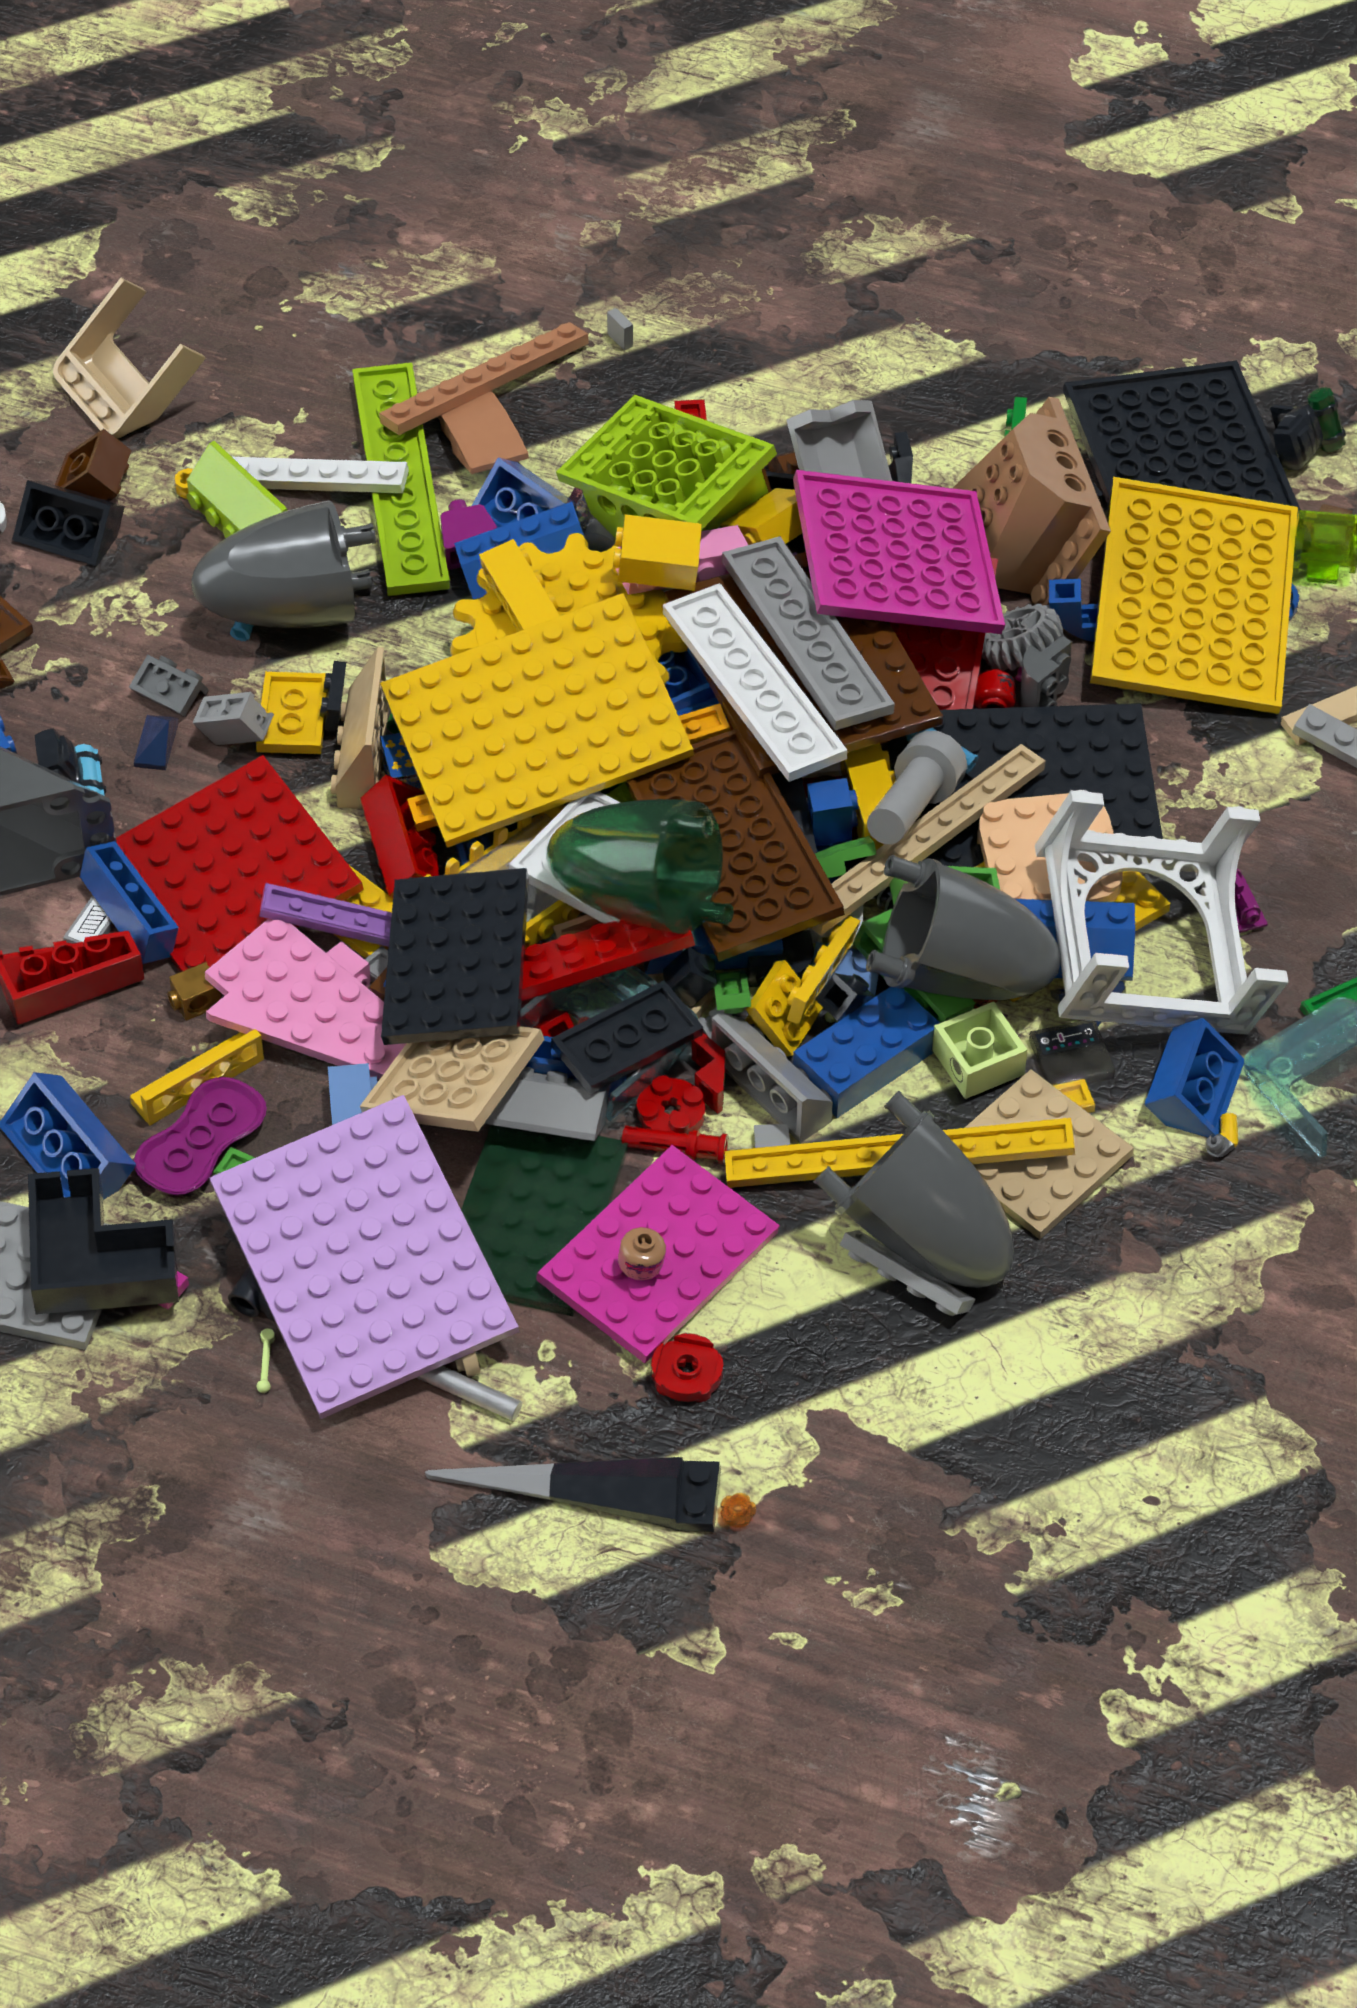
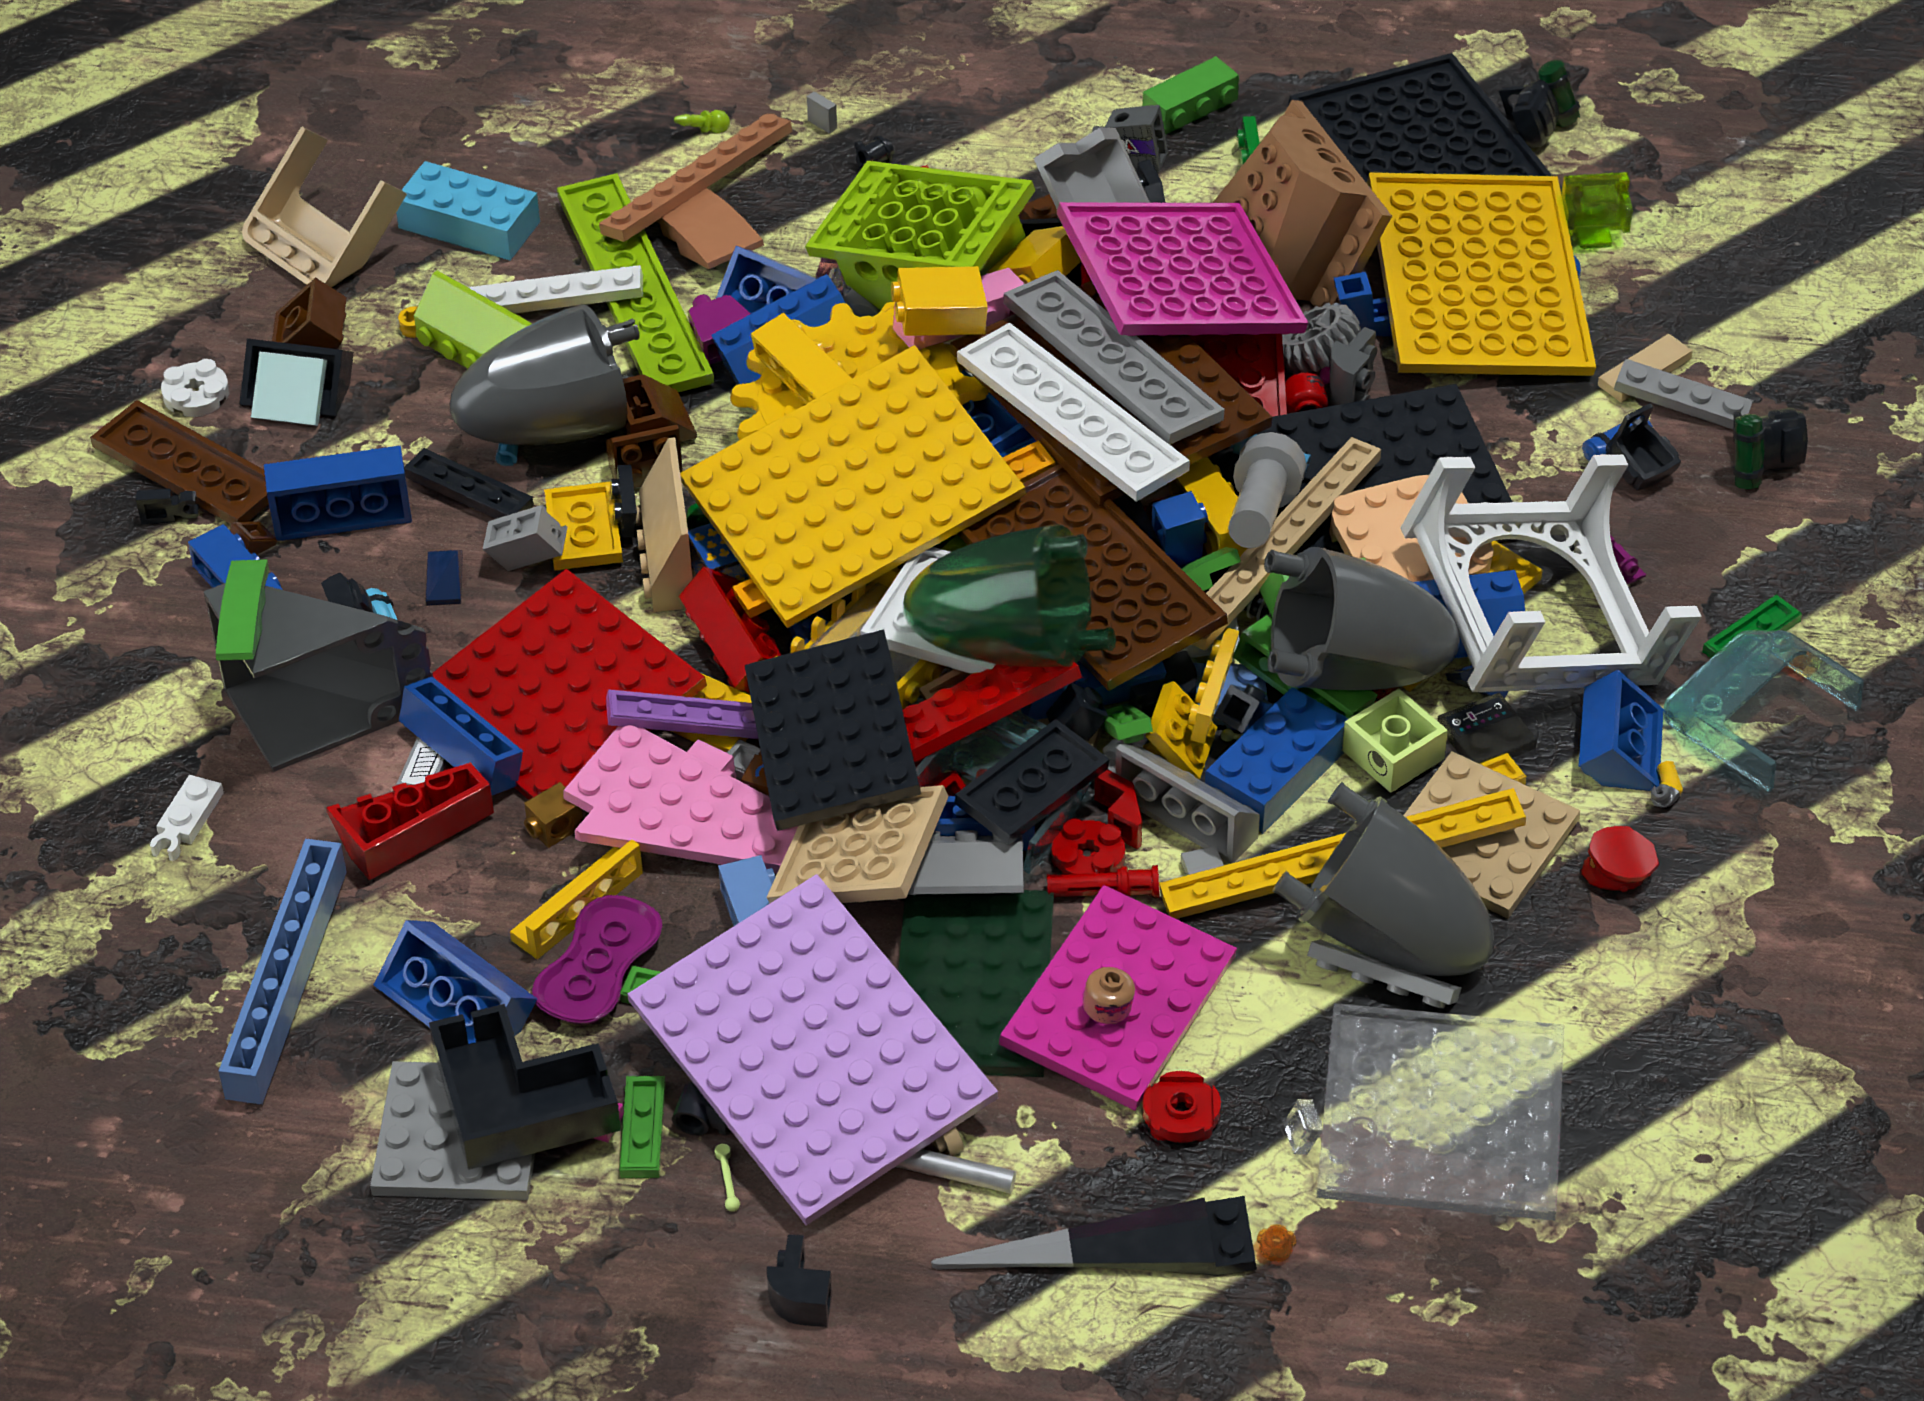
camera: 10 degrees left, 5 degrees down
(56, 534) = (288, 388): none -> light aqua tile
(74, 645) = (337, 493): none -> blue brick
(167, 685) = (443, 518): dark grey bracket -> none
(197, 655) = (466, 485): none -> black plate
(202, 1300) = (642, 1127): none -> bright green tile
(264, 379) = (468, 210): none -> medium azure brick
(297, 1478) = (796, 1292): none -> black brick
(358, 648) = (641, 451): none -> reddish brown slope
(383, 612) = (655, 406): none -> reddish brown slope
(519, 322) = (714, 121): none -> lime bar
(658, 379) = (877, 150): none -> black brick
(791, 1406) = (1303, 1126): none -> clear plate
(907, 402) = (1140, 133): none -> dark grey torso
(922, 1414) = (1442, 1112): none -> clear plate
(974, 365) = (1193, 93): none -> bright green brick
(1157, 1200) = (1619, 859): none -> red hat
(1292, 797) = (1646, 452): none -> black piece

